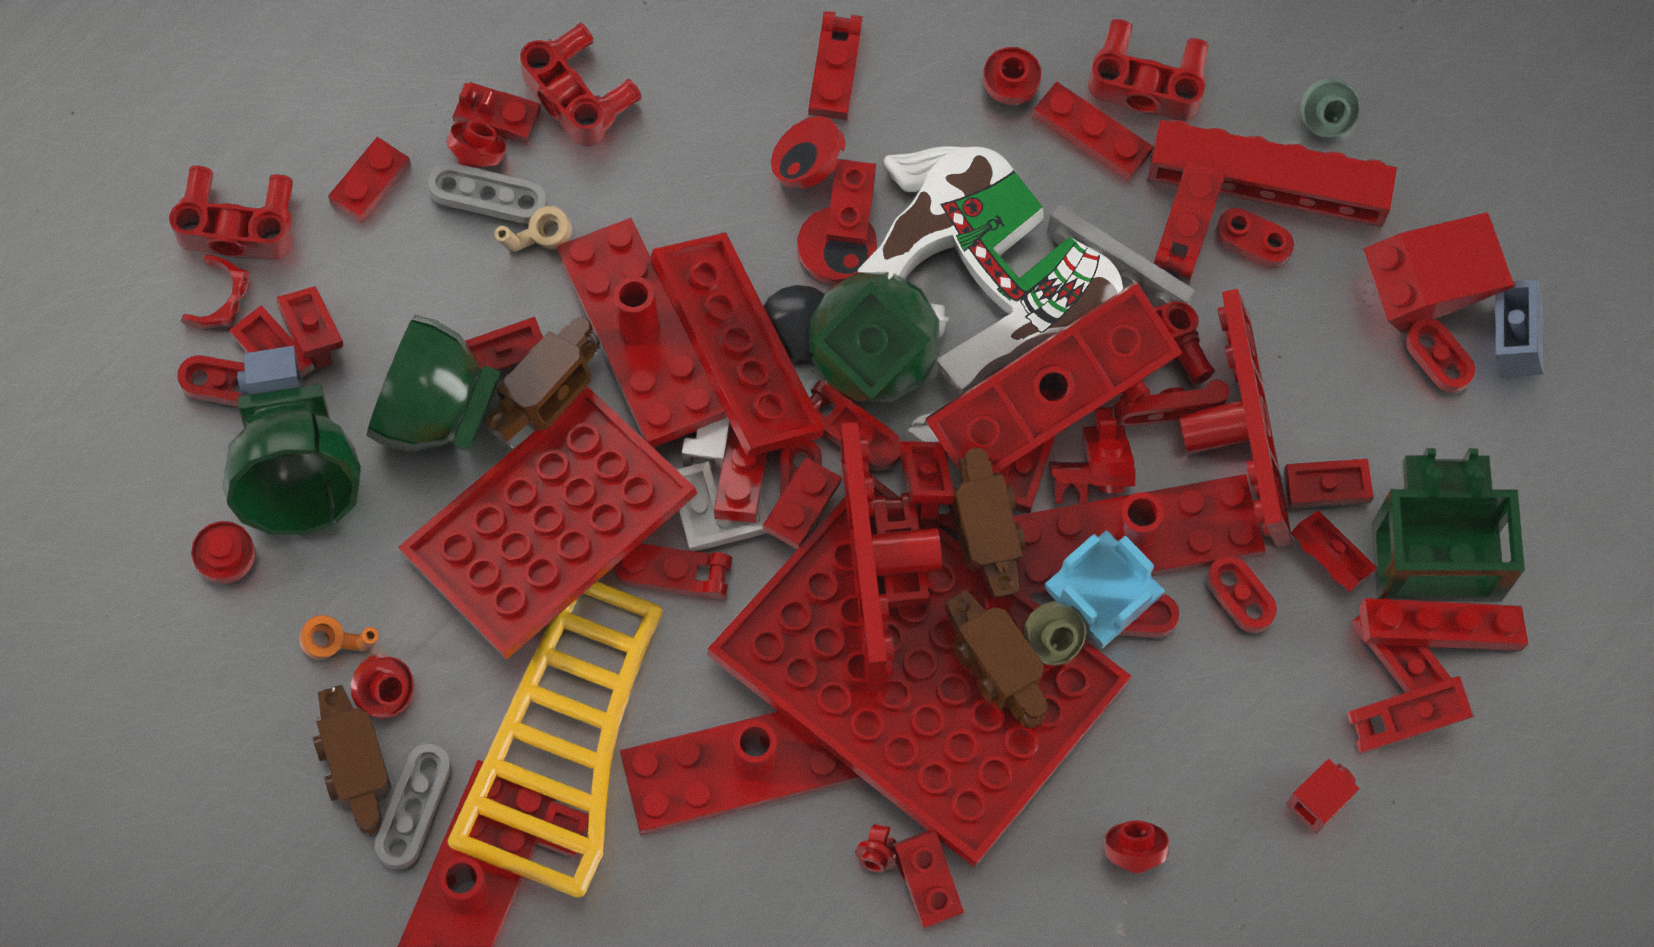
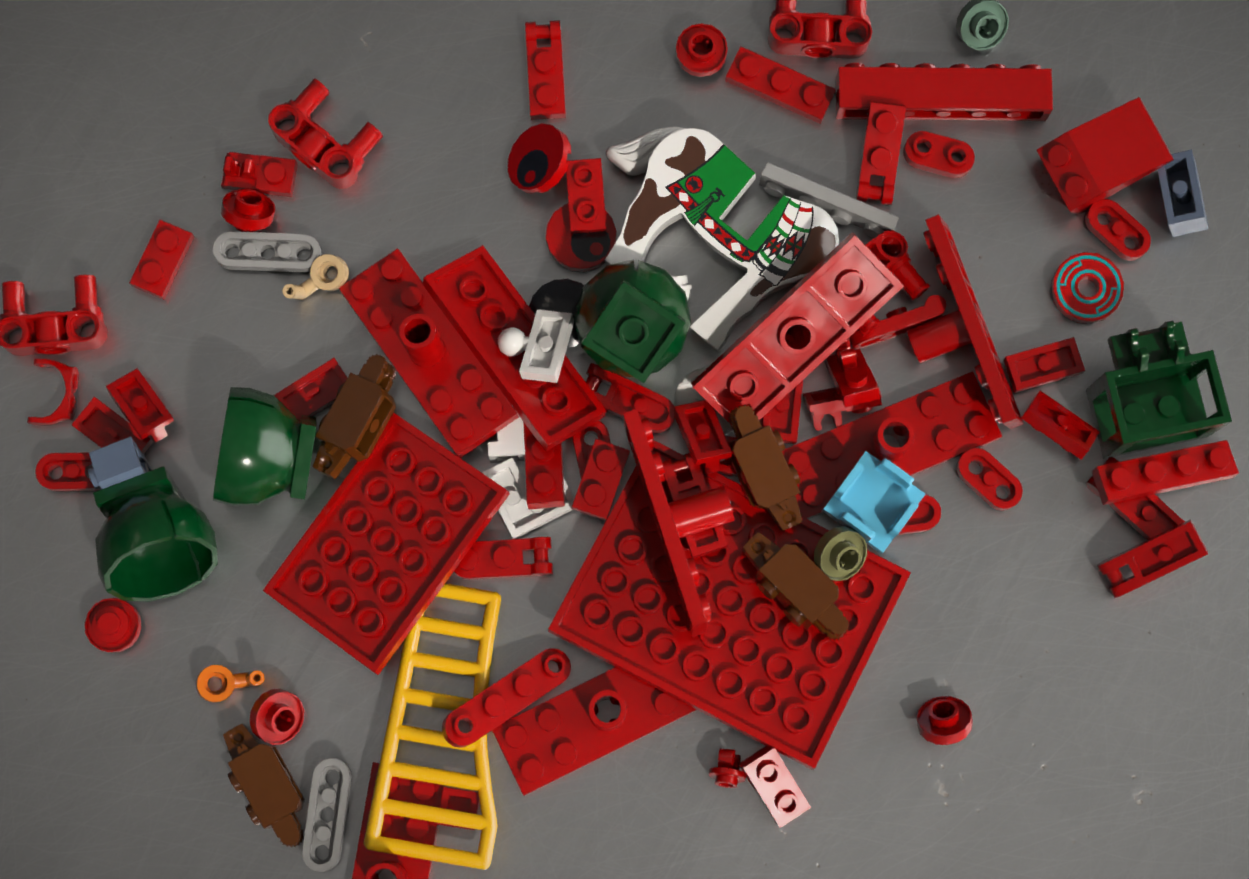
camera: 10 degrees left, 10 degrees up
(644, 716) = (506, 697): none -> red plate
(767, 348) = (544, 346): none -> white plate
(1323, 794) = (1092, 642): red brick -> none
(1399, 390) = (1105, 278): none -> red tile

